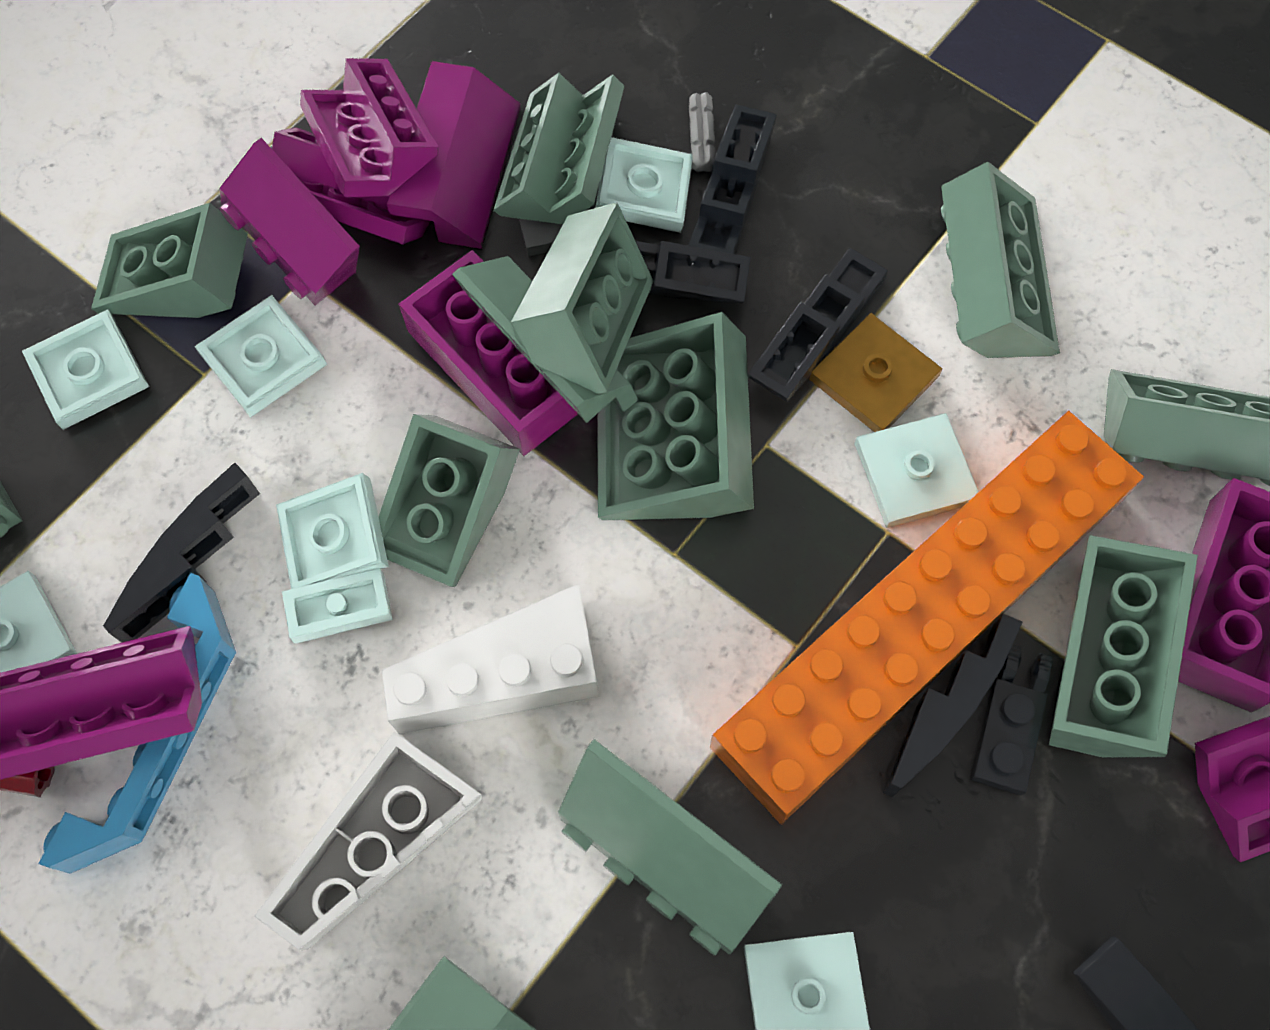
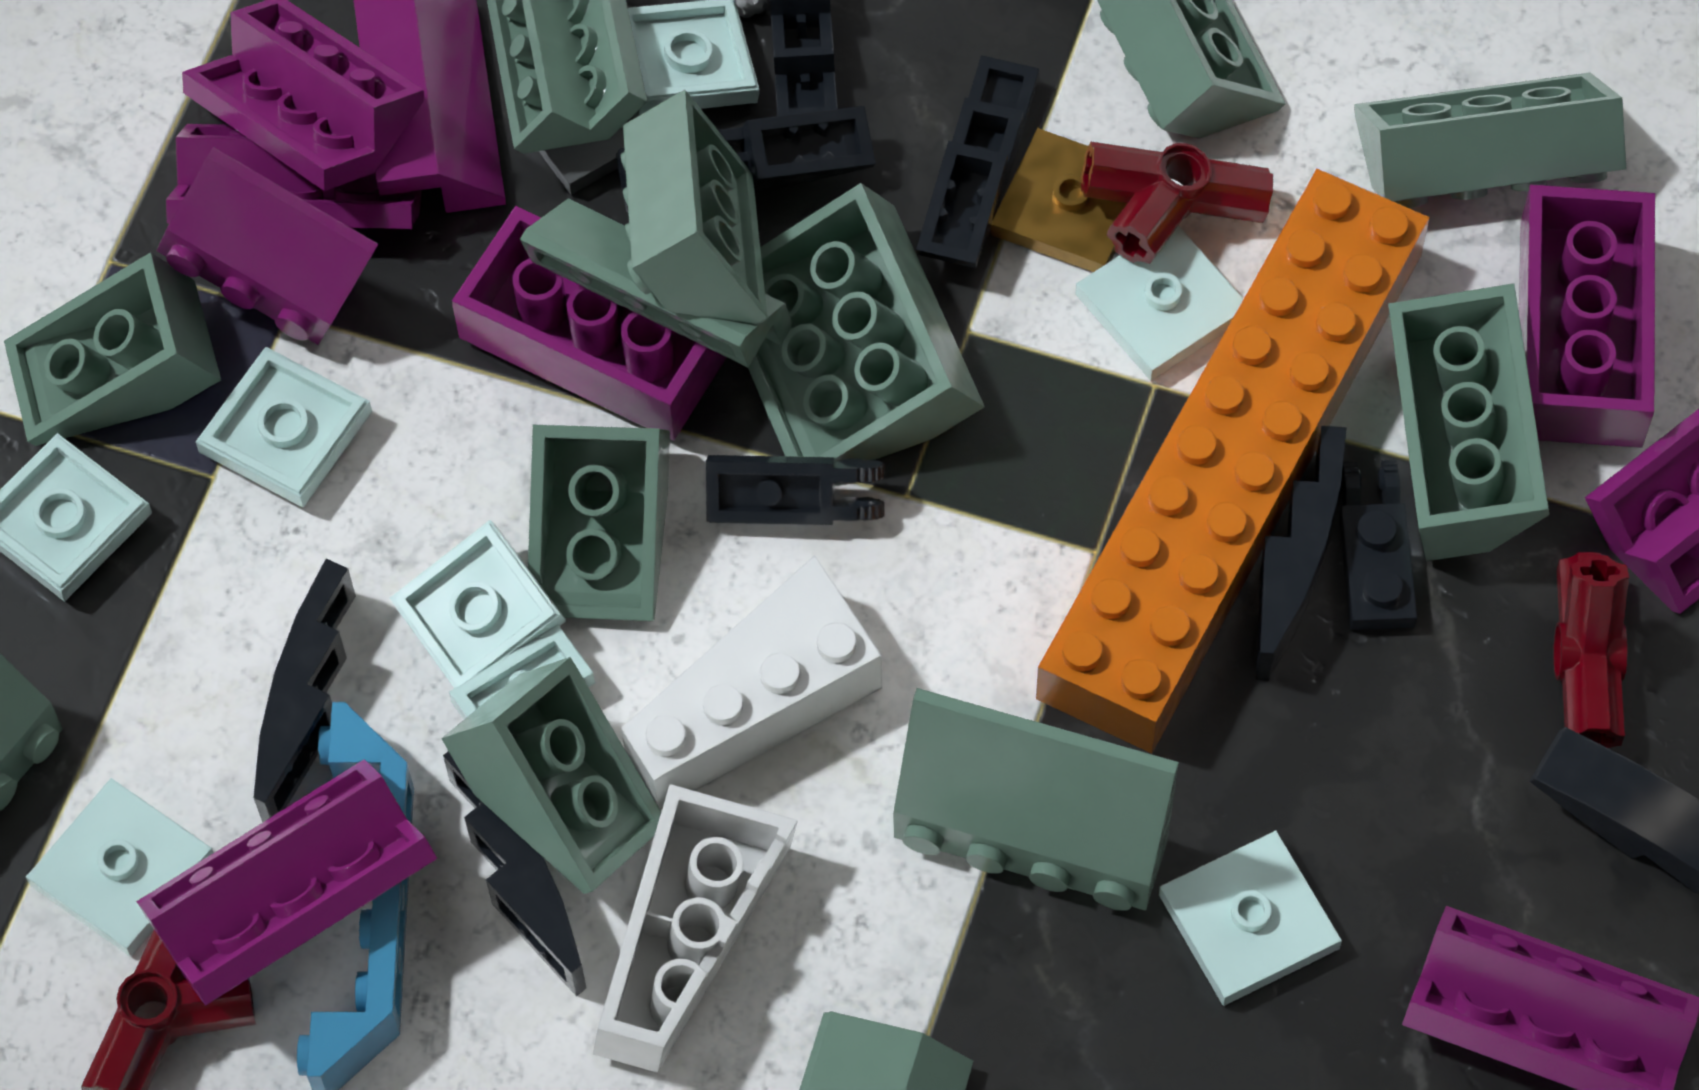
camera: 20 degrees left, 5 degrees down
(272, 764) = (522, 887): none -> black slope
(319, 689) = (557, 773): none -> sand green slope
(588, 523) = (788, 490): none -> black hinge
(939, 397) = (1158, 203): none -> dark red piece
(1161, 870) = (1592, 645): none -> dark red piece

